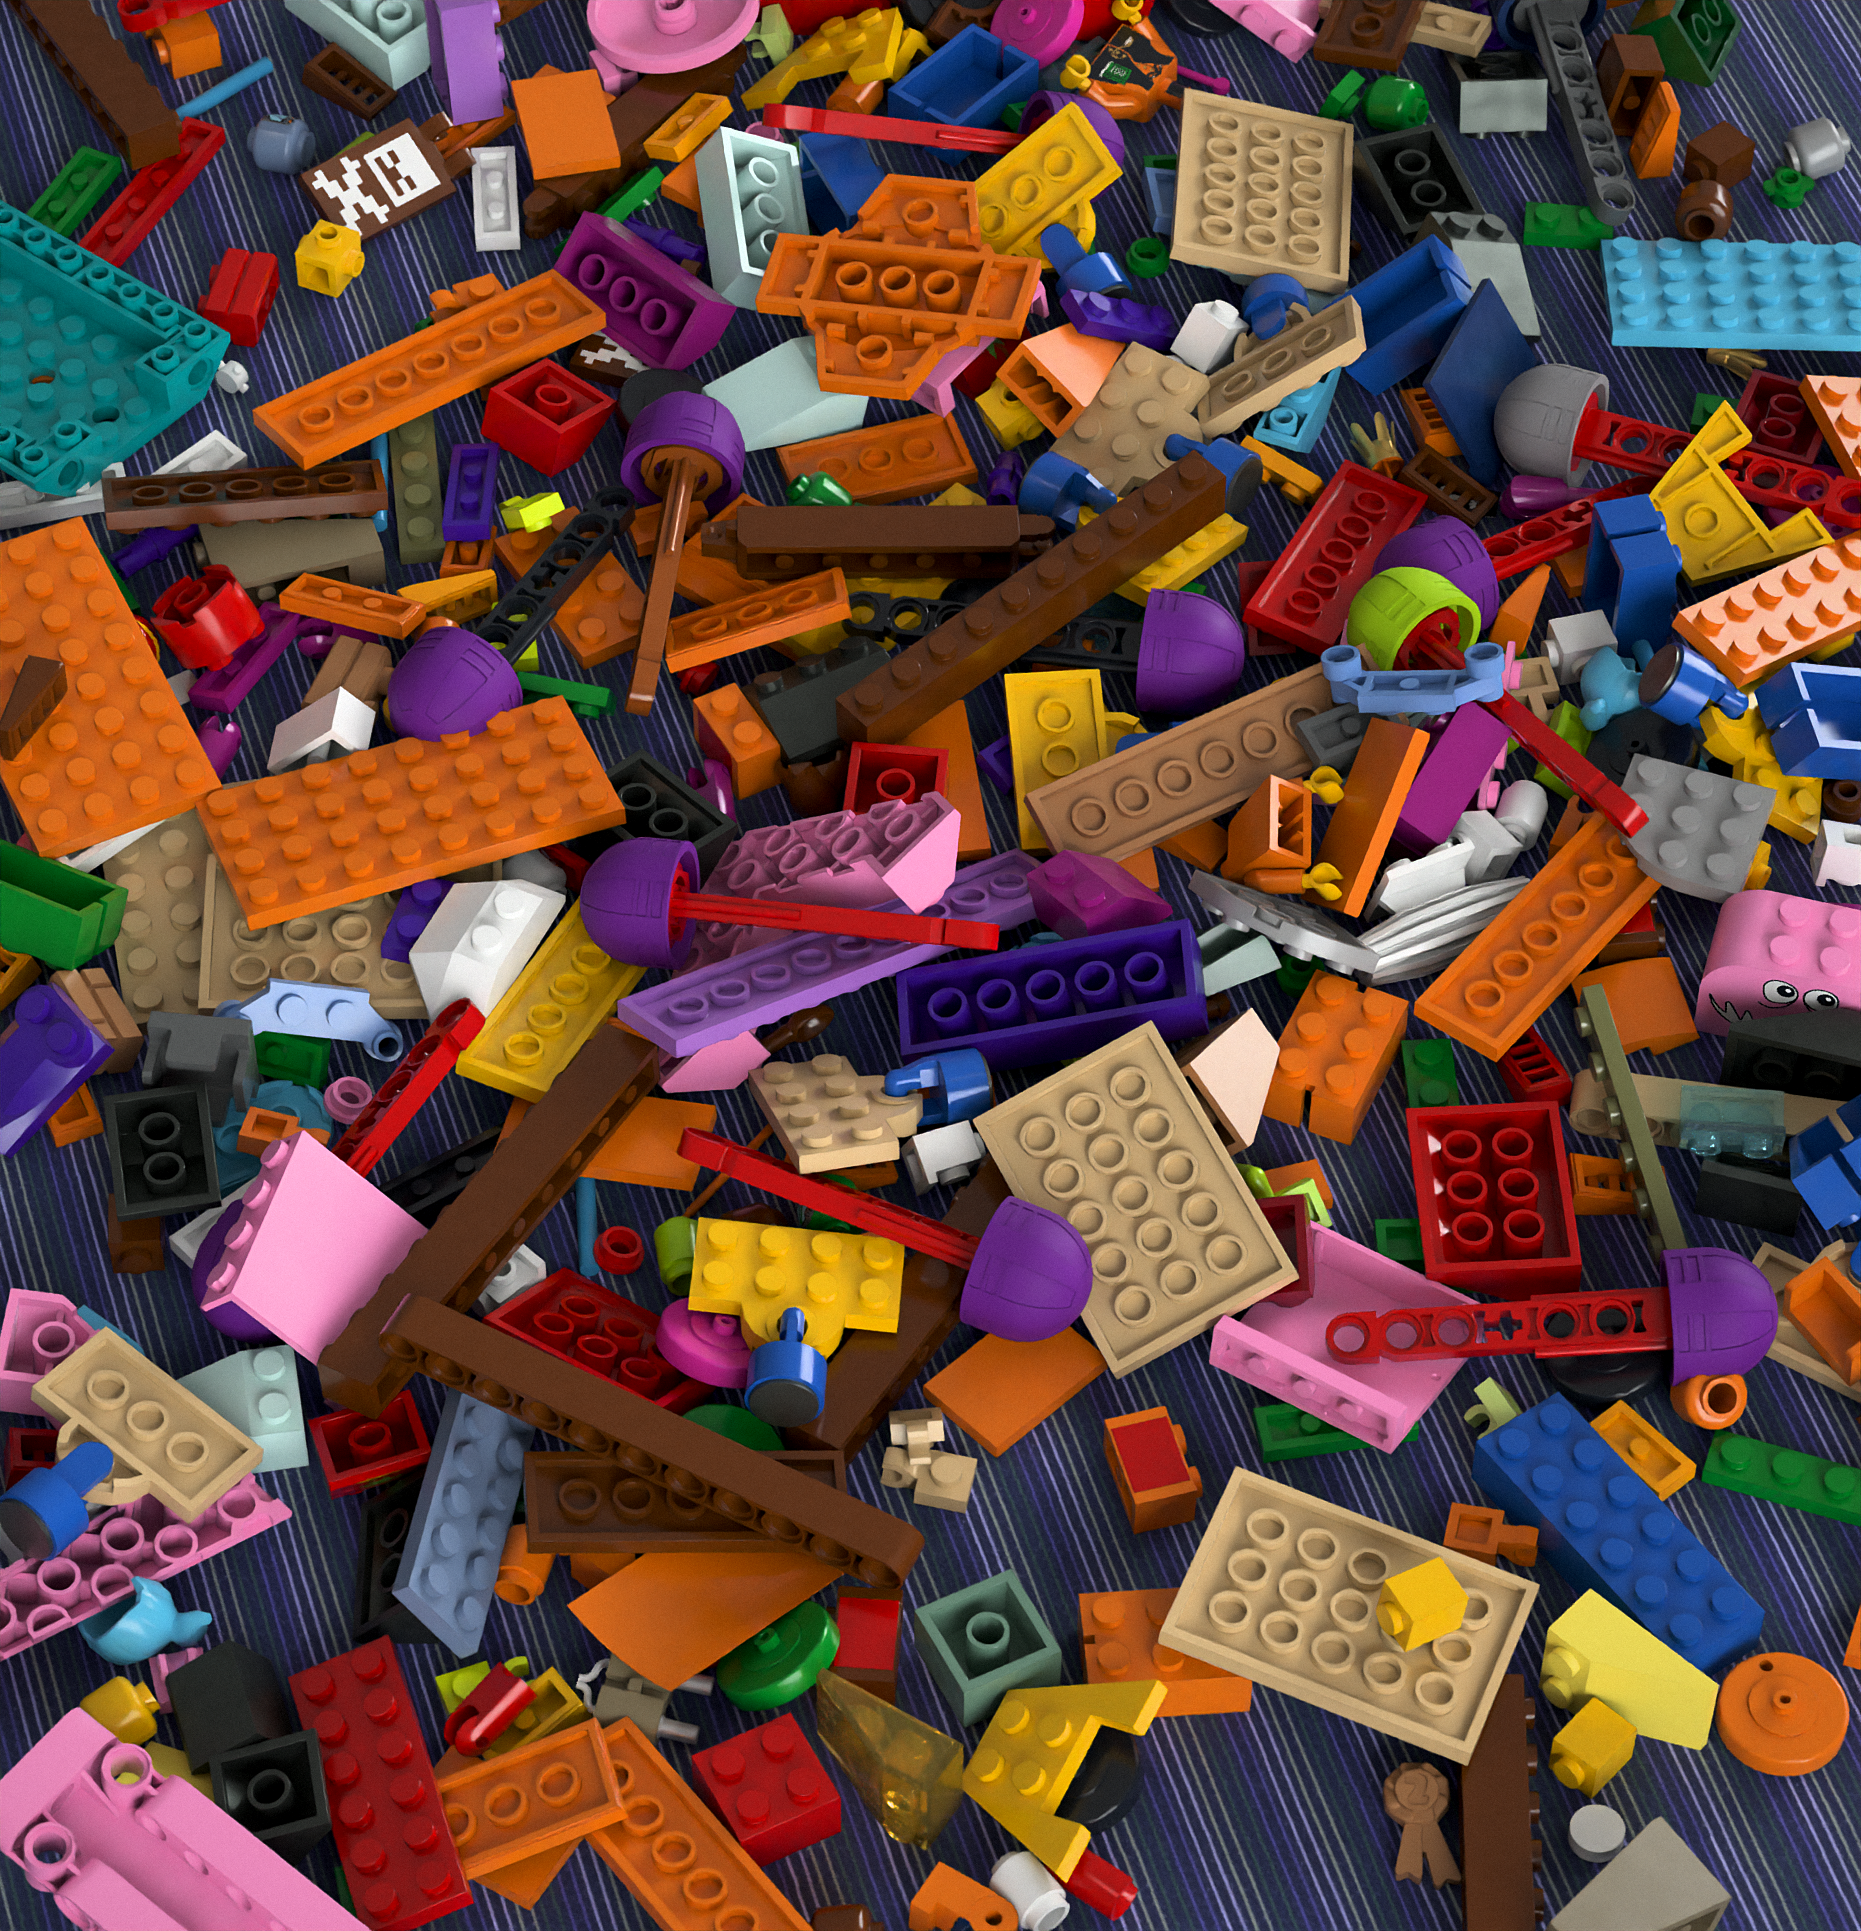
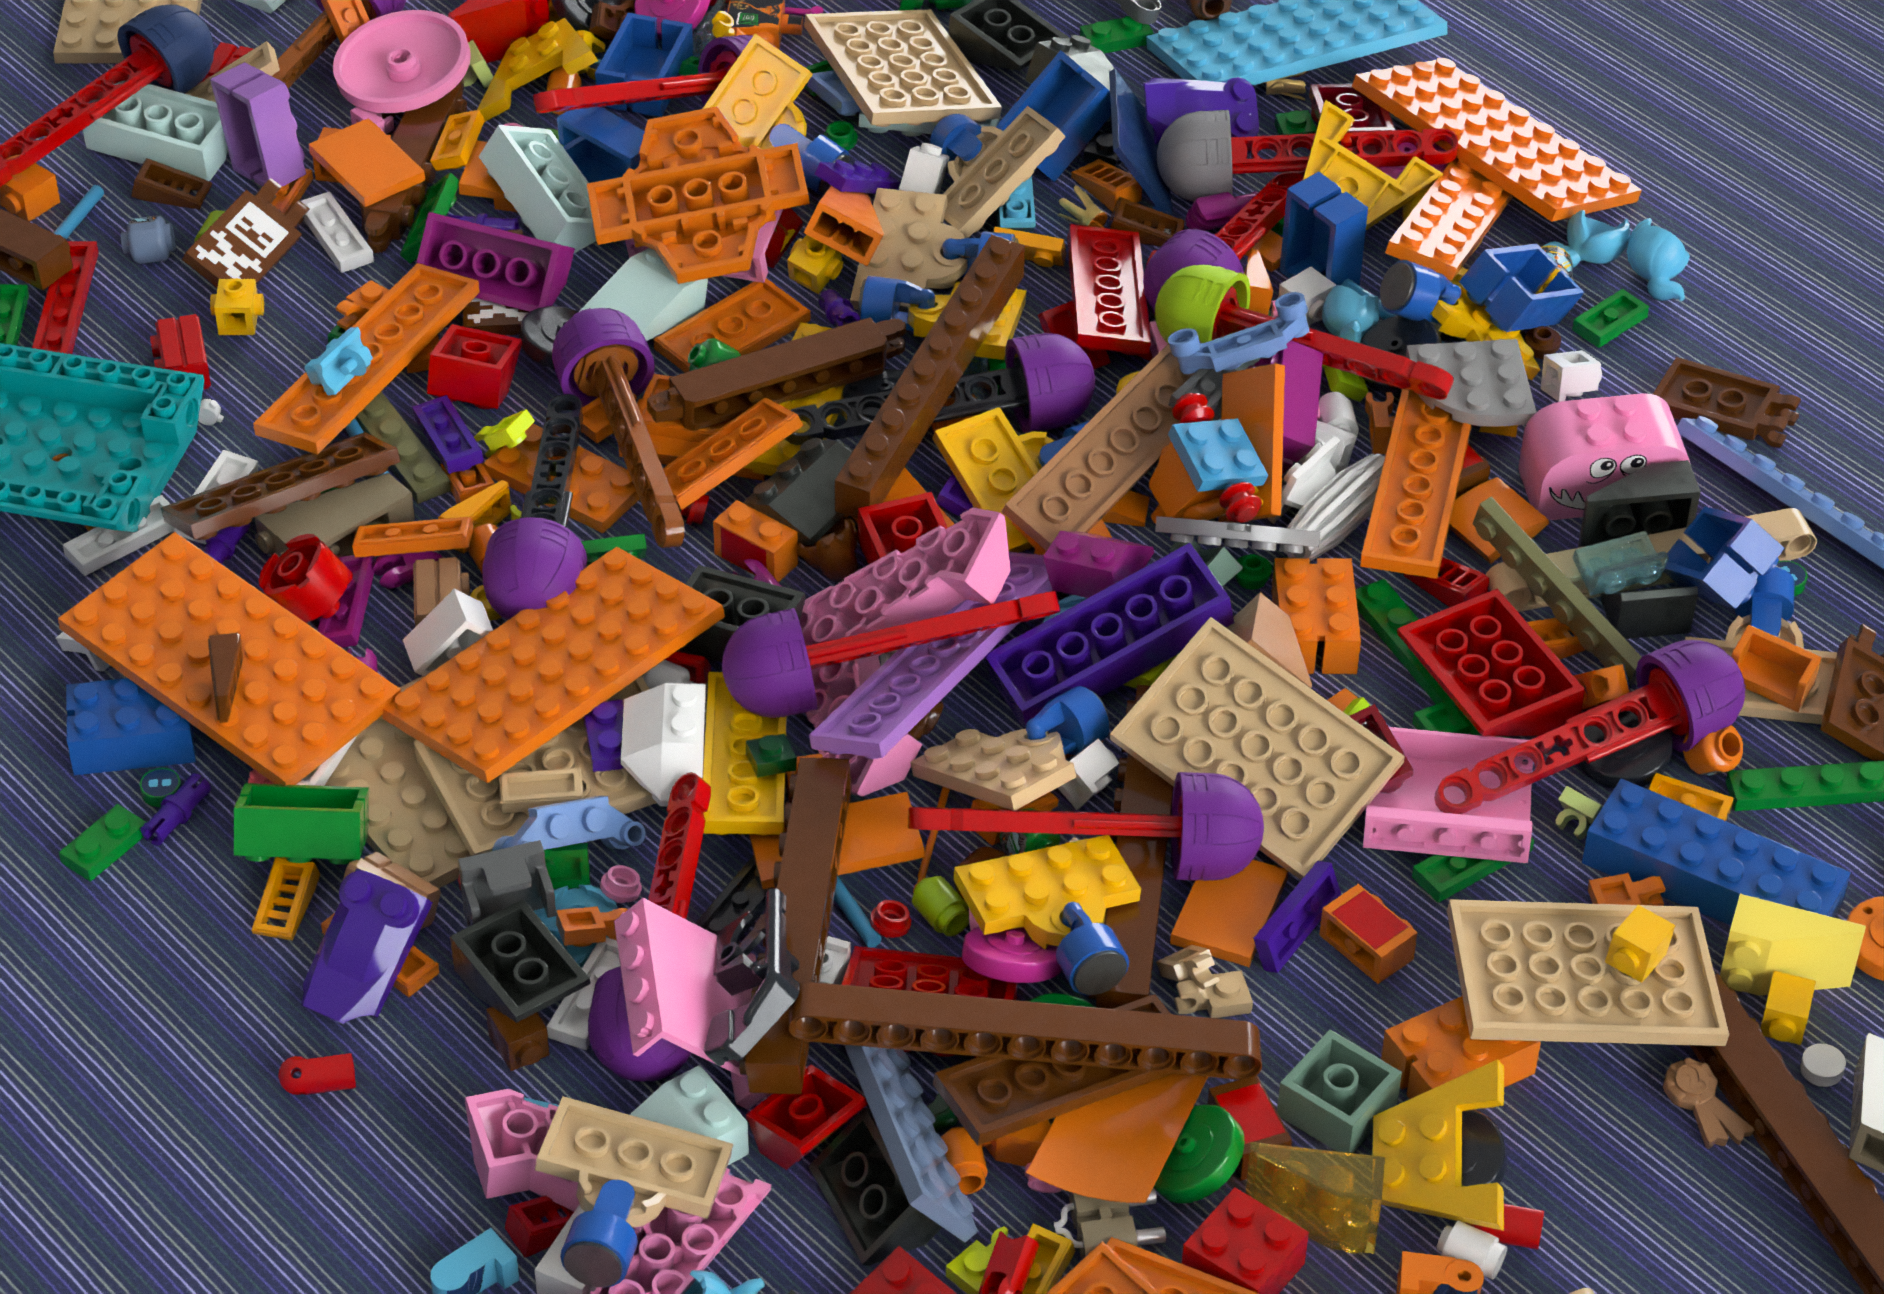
camera: 25 degrees left, 5 degrees down
(307, 958) = (539, 788): none -> tan tile
(382, 367) = (340, 362): none -> medium azure hips
(385, 1269) = (738, 1030): none -> black piece
(583, 1007) = (771, 755): none -> dark green plate
(1076, 1418) = (1296, 917): none -> dark purple plate
(1304, 819) = (1218, 456): none -> dark azure plate
(1619, 1266) = (1603, 685): none -> orange leg
(1630, 360) = (1173, 98): none -> dark purple slope

